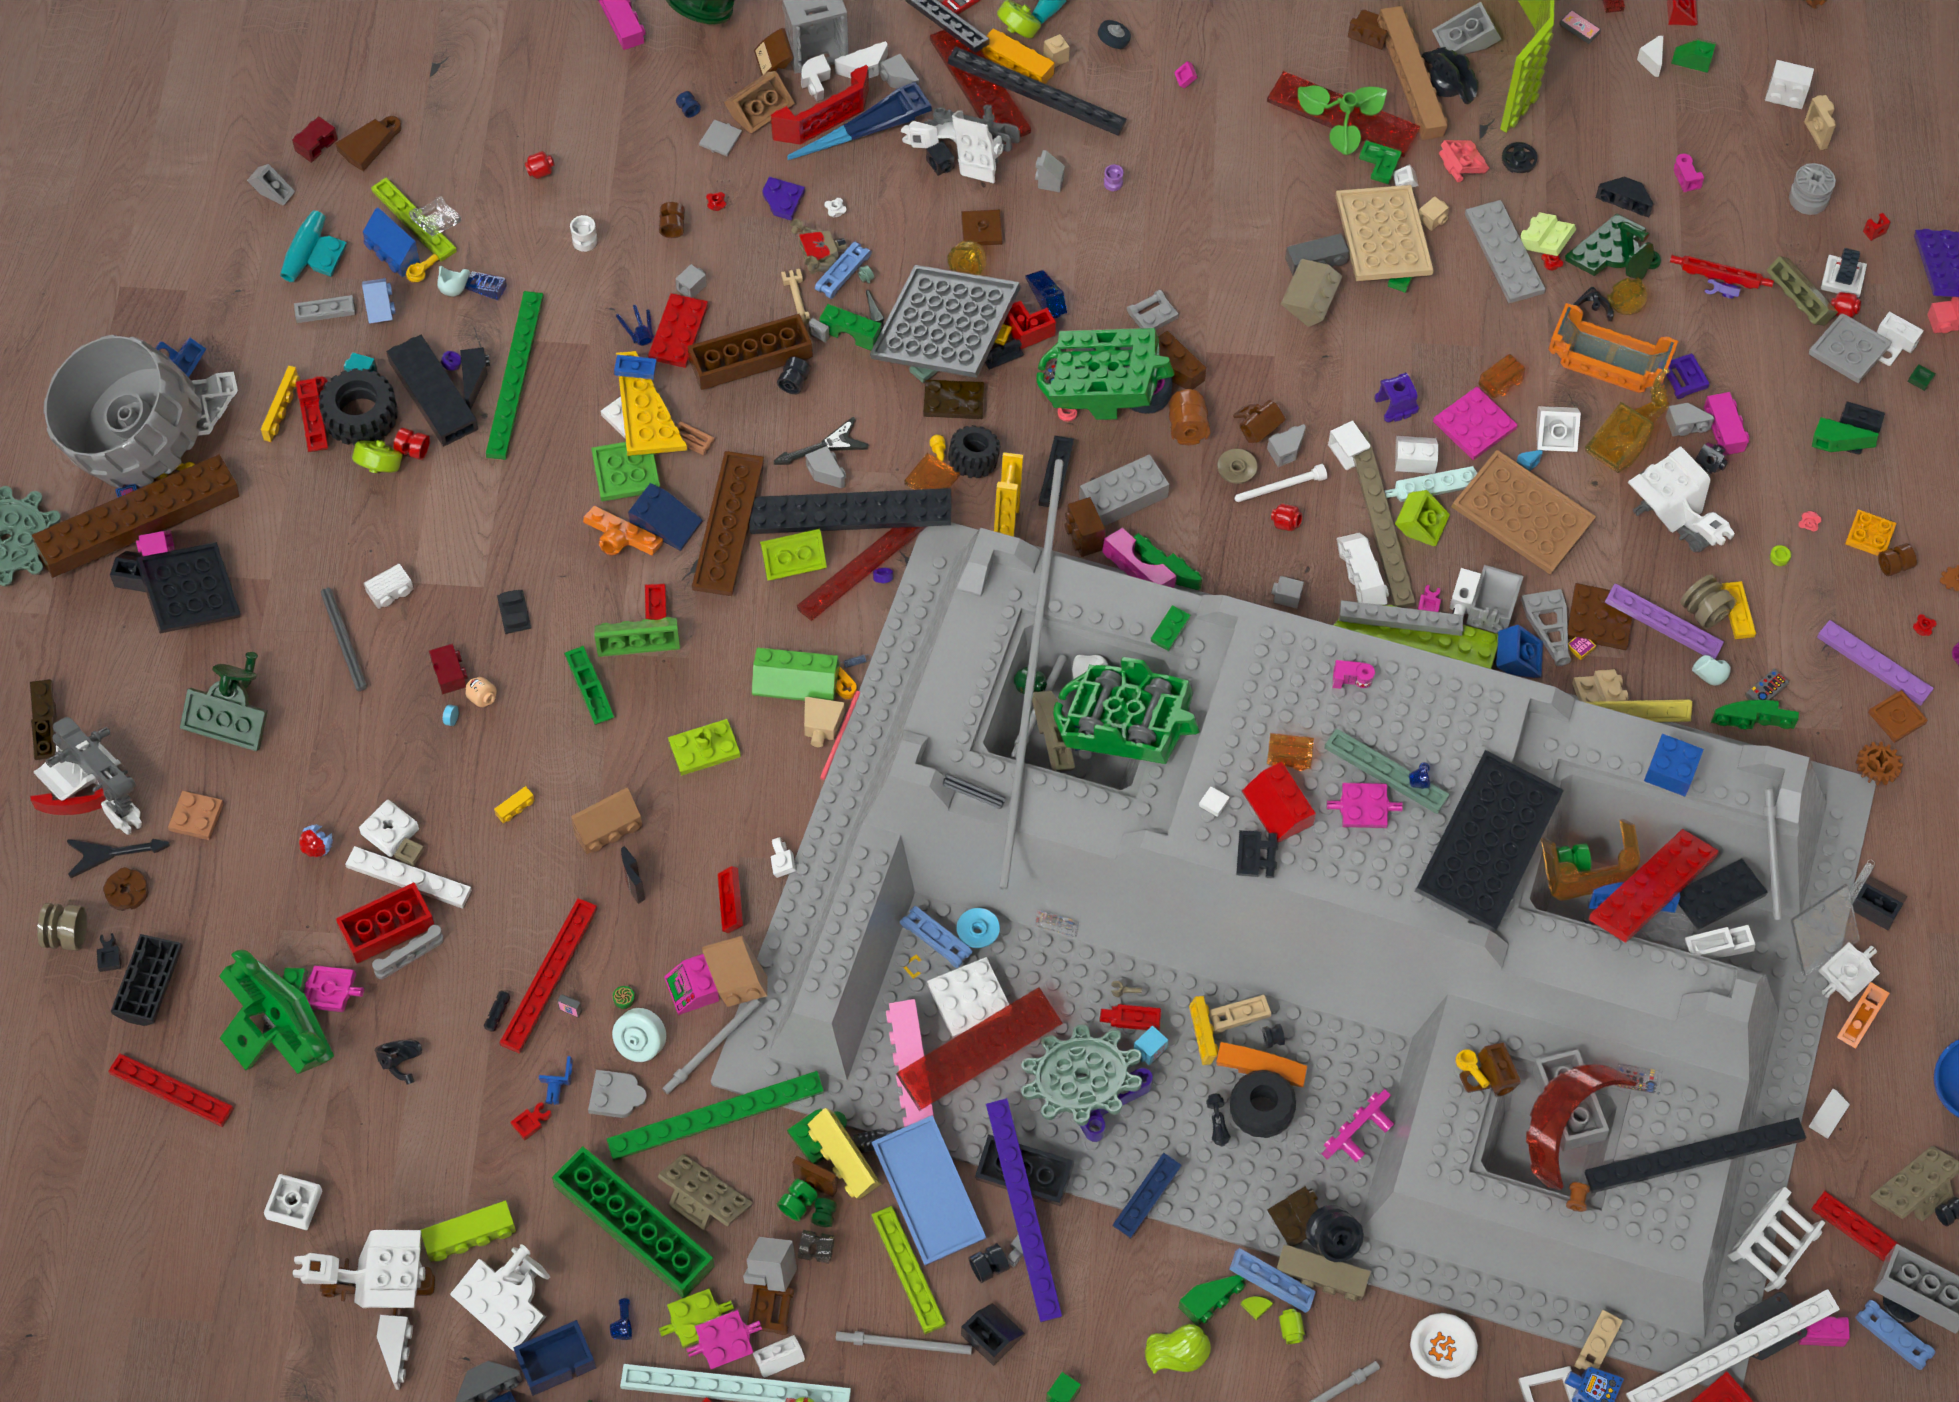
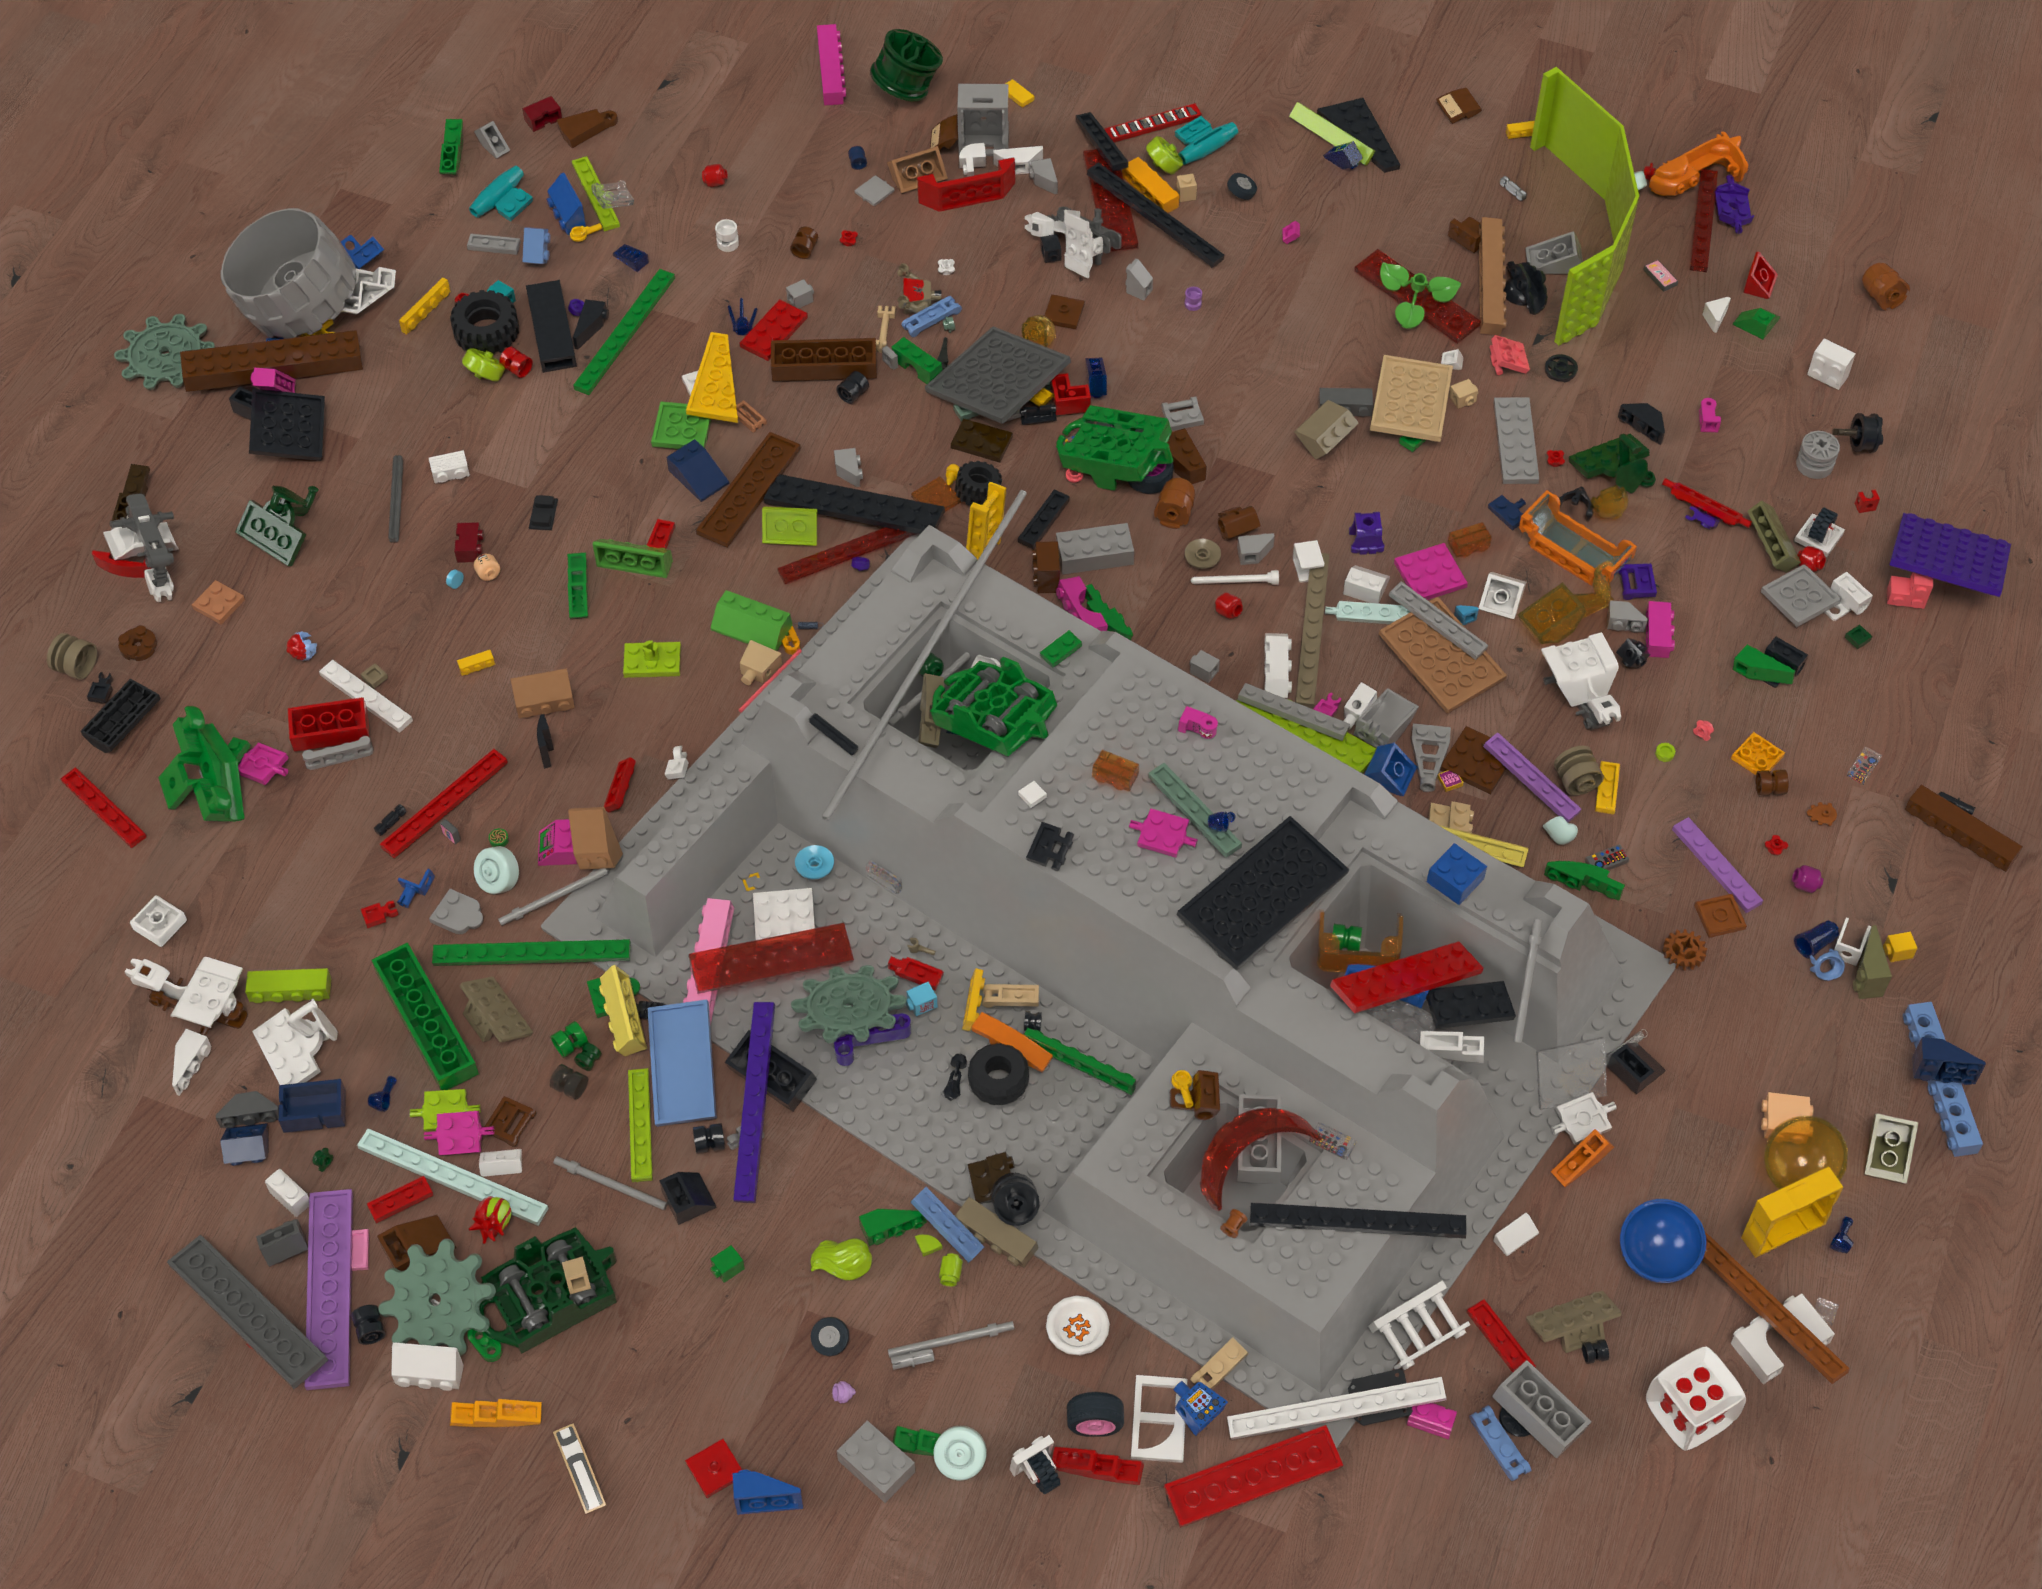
camera: 20 degrees right, 5 degrees down
(97, 854) = (127, 610): black piece -> none
(229, 205) = (452, 147): none -> green slope
(312, 419) = (444, 334): red slope -> none
(388, 839) = (366, 651): white brick -> none
(404, 1050) = (302, 830): black helmet -> none
(451, 282) = (604, 248): light aqua hair -> none
(620, 533) = (655, 473): orange plate -> none
(635, 367) = (720, 345): blue plate -> none
(771, 1263) = (523, 1082): light grey plate -> none
(782, 197) = (906, 248): dark purple plate -> none
(815, 1176) = (590, 1023): reddish brown plate -> none
(835, 441) = (868, 448): pearl dark grey piece -> none
(893, 110) = (1027, 201): dark blue plate -> none
(936, 936) = (776, 859): medium blue plate -> none
(1147, 1195) = (868, 1122): dark blue plate -> none
(1279, 802) = (1087, 810): red slope -> none
(1344, 1065) = (1084, 1063): none -> green plate
(1371, 1112) = (1082, 1110): dark pink plate -> none
(1384, 158) = (1437, 340): green plate -> none
(1422, 517) = (1349, 637): lime slope -> none
(1508, 476) = (1438, 620): none -> light grey tile
(1527, 333) = (1507, 511): none -> dark blue plate
(1547, 234) = (1558, 434): yellowish green plate -> none
(1820, 120) = (1849, 399): tan plate -> none
(1849, 152) = (1864, 432): none -> black wheel

